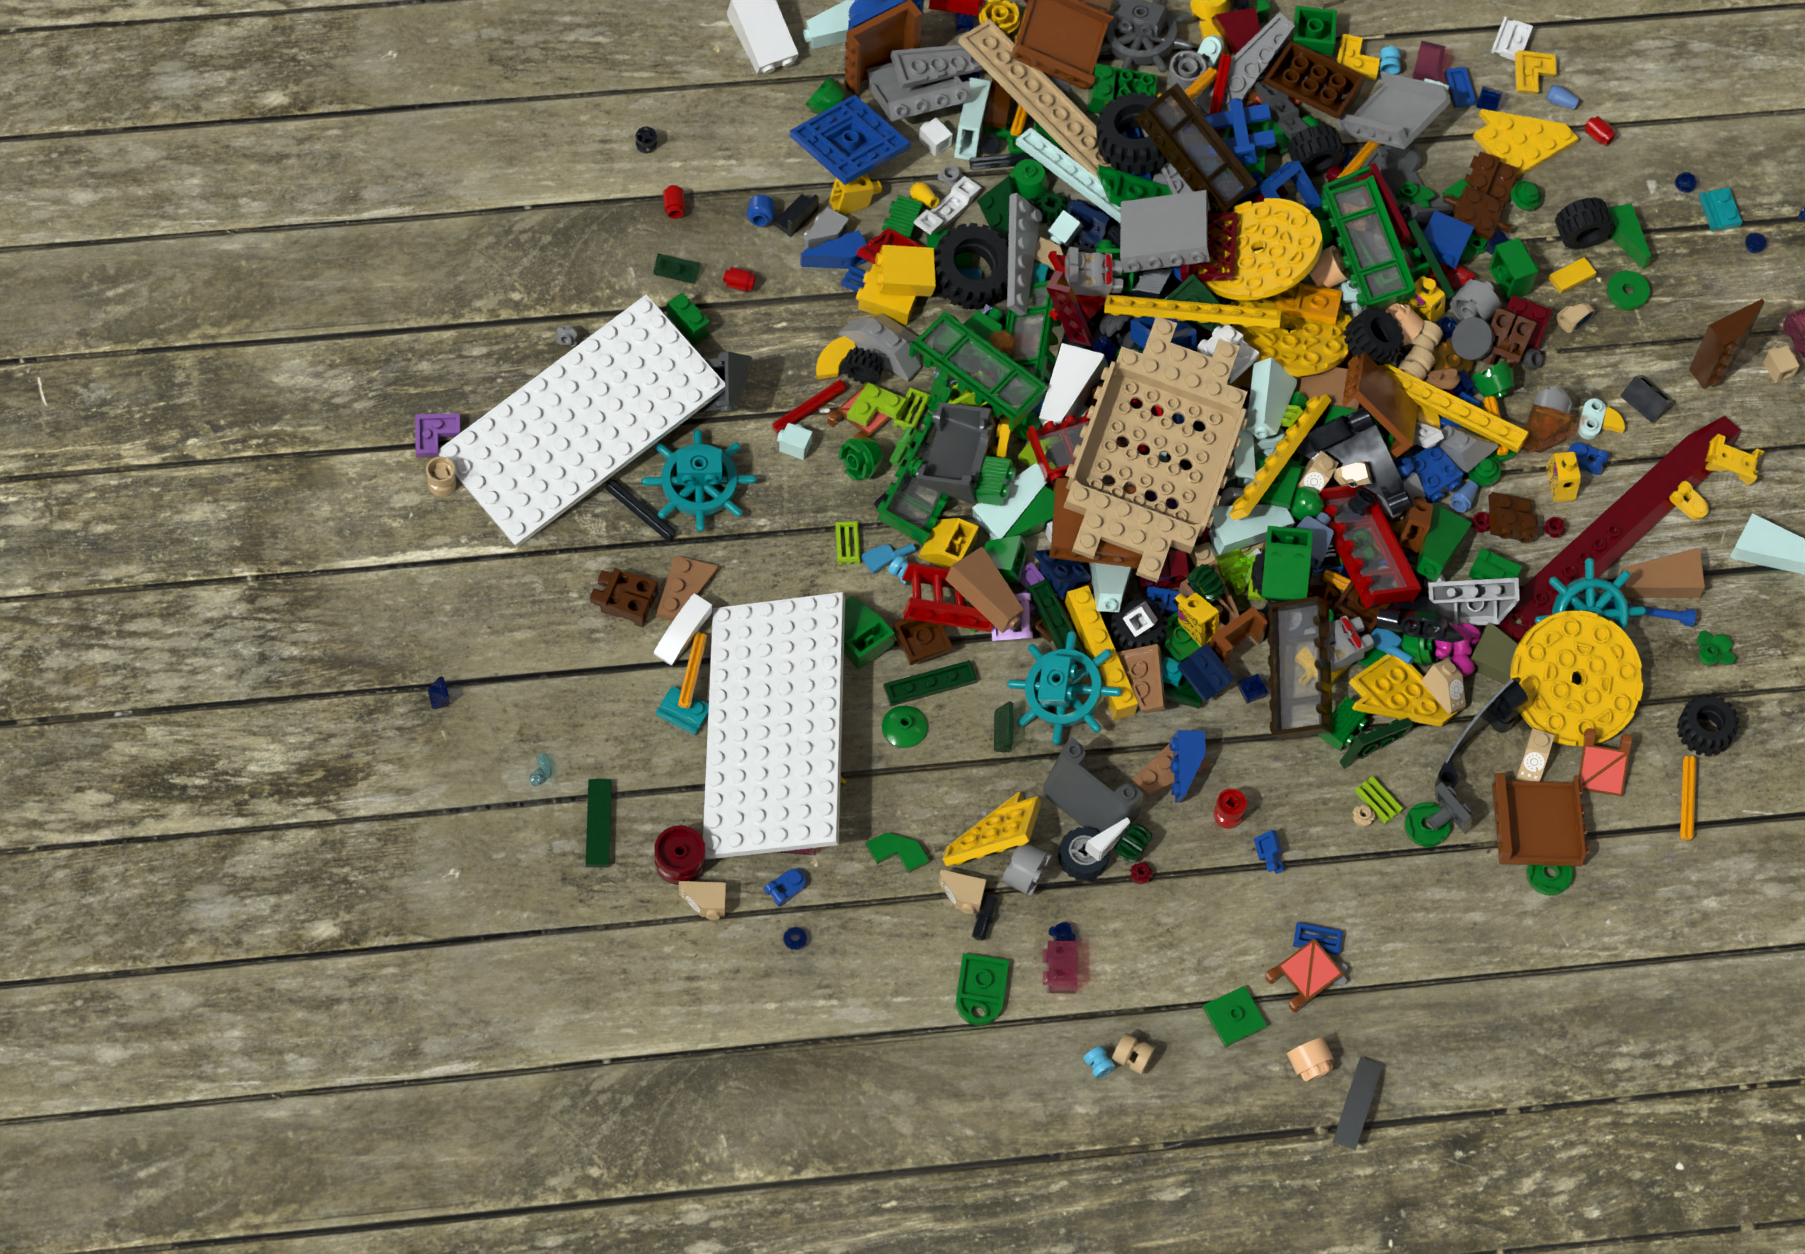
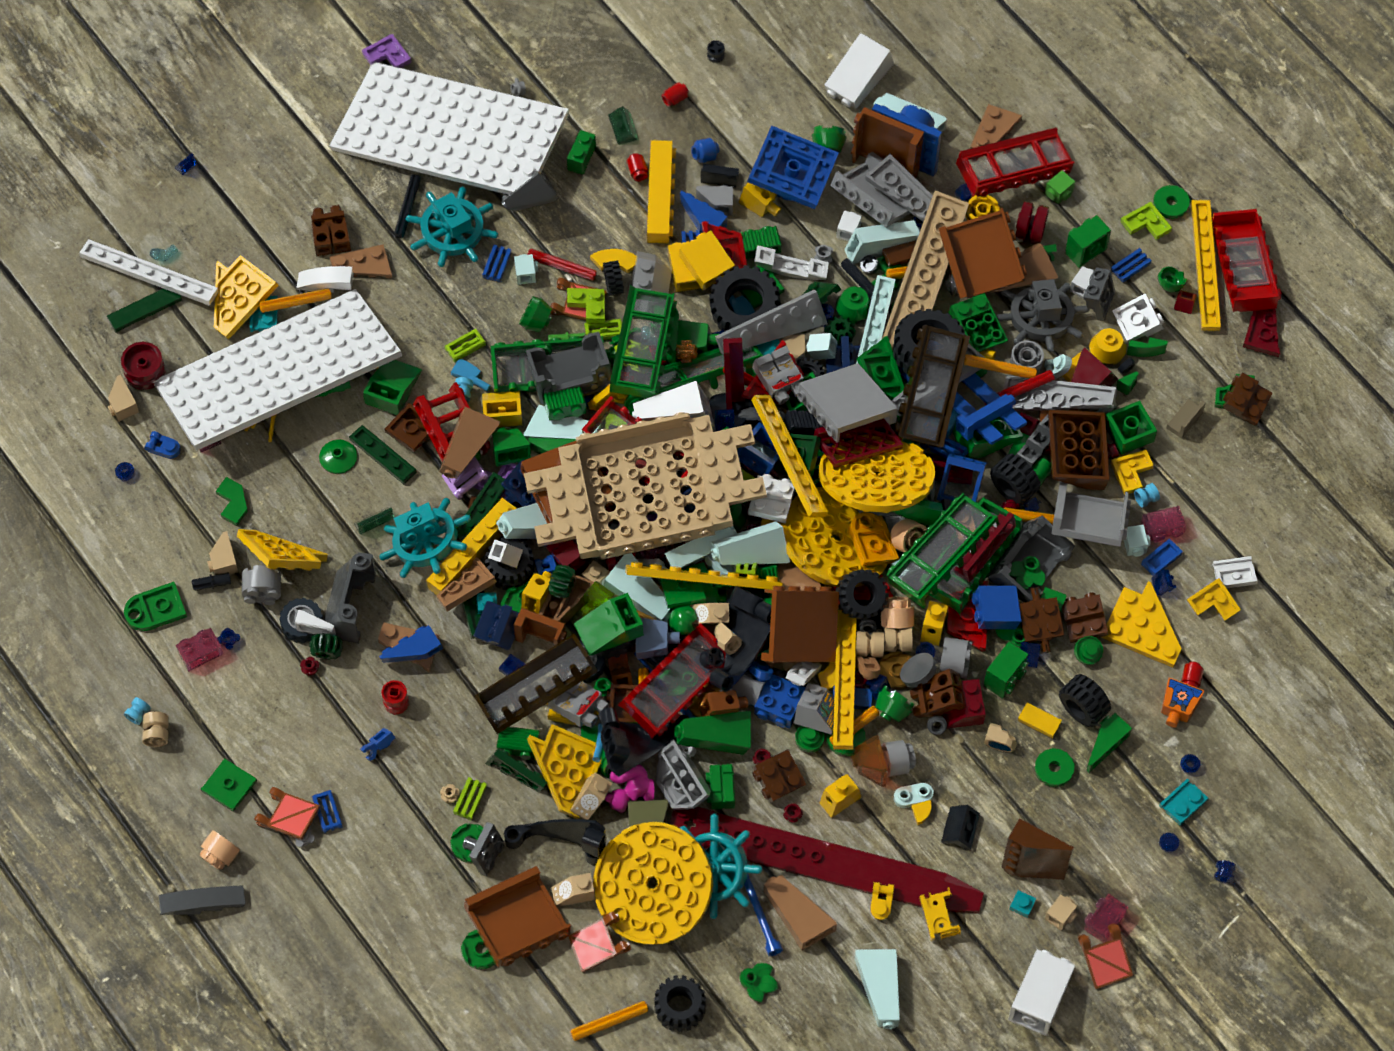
camera: 65 degrees right, 0 degrees up
(441, 476) = (351, 73): tan wheel -> none
(560, 795) = (149, 272): none -> white plate
(648, 719) = (239, 294): none -> yellow wing
(779, 464) = (501, 250): none -> blue tile
(783, 274) = (660, 189): none -> yellow brick
(921, 192) = (792, 243): yellow cone -> none
(1431, 257) = (965, 601): dark green tile -> none
(1464, 497) = (775, 734): medium blue cone -> none
(1561, 97) = (1204, 633): medium blue cone -> none
(1584, 452) = (874, 801): blue plate -> none
(1620, 154) = (1180, 701): none -> torso
(1752, 391) = (1022, 903): none -> teal plate

